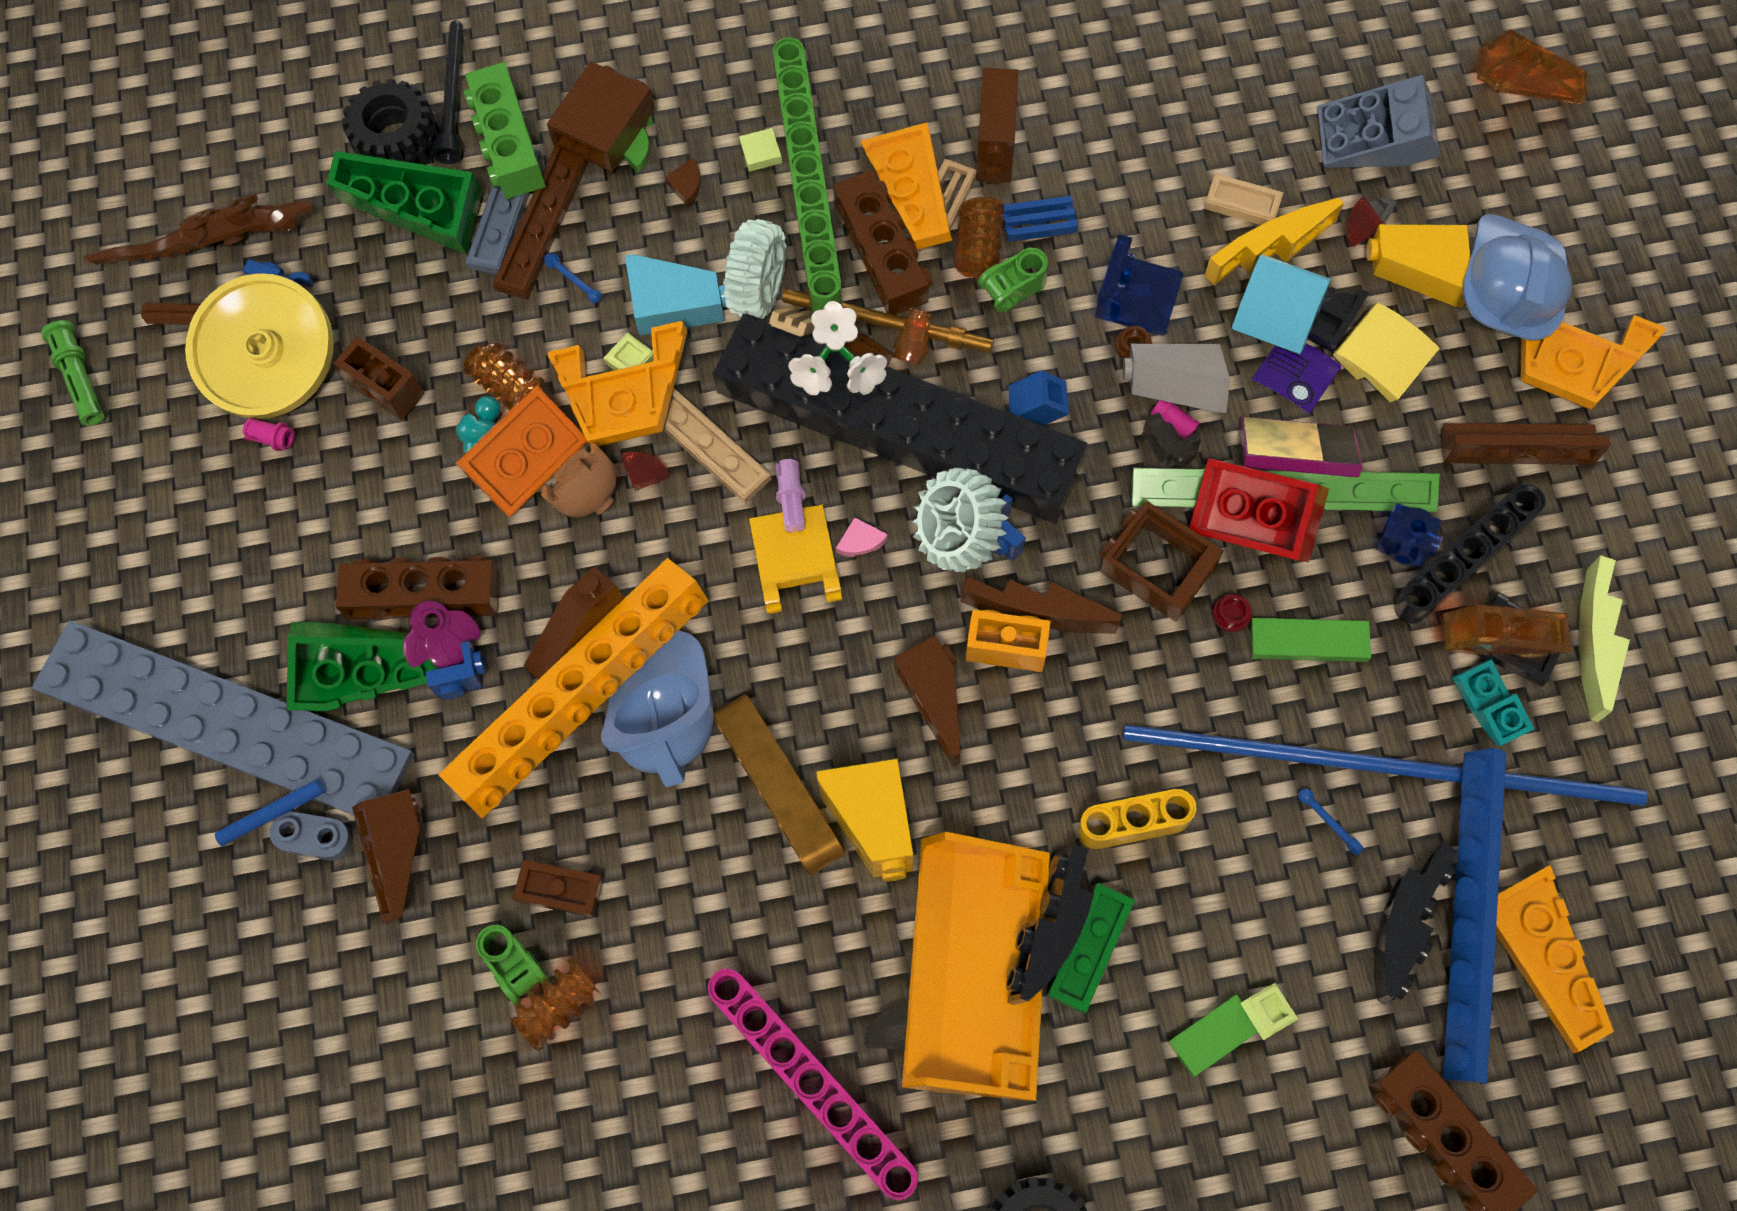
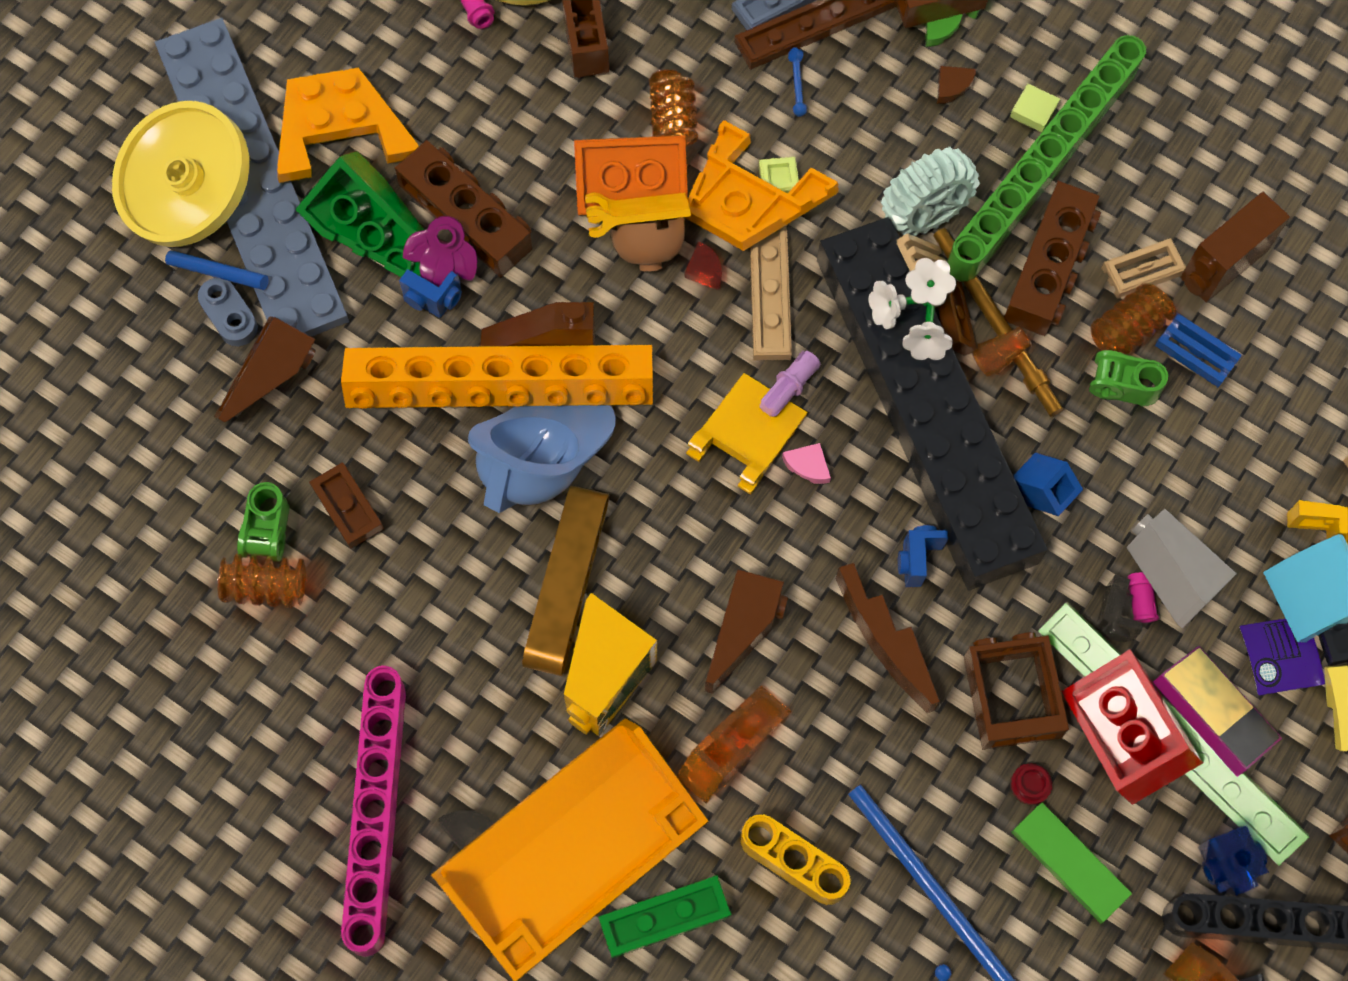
camera: 40 degrees right, 0 degrees up
(164, 766) = (180, 173): none -> light yellow dish
(236, 608) = (333, 109): none -> light orange wing
(471, 429) = (610, 125): teal animal -> none
(556, 472) = (633, 210): none -> yellow flag
(672, 293) = (853, 156): medium azure slope -> none
(911, 174) = (1127, 227): light orange wing -> none
(950, 520) = (890, 515): light aqua gear -> none
(1007, 640) = (835, 637): light orange brick -> none
(1014, 783) = (732, 744): none -> clear orange slope
(1049, 940) = (636, 881): black slope -> none
(1131, 334) = (1174, 502): reddish brown plate -> none
(1137, 291) = (1215, 473): clear blue bracket -> none

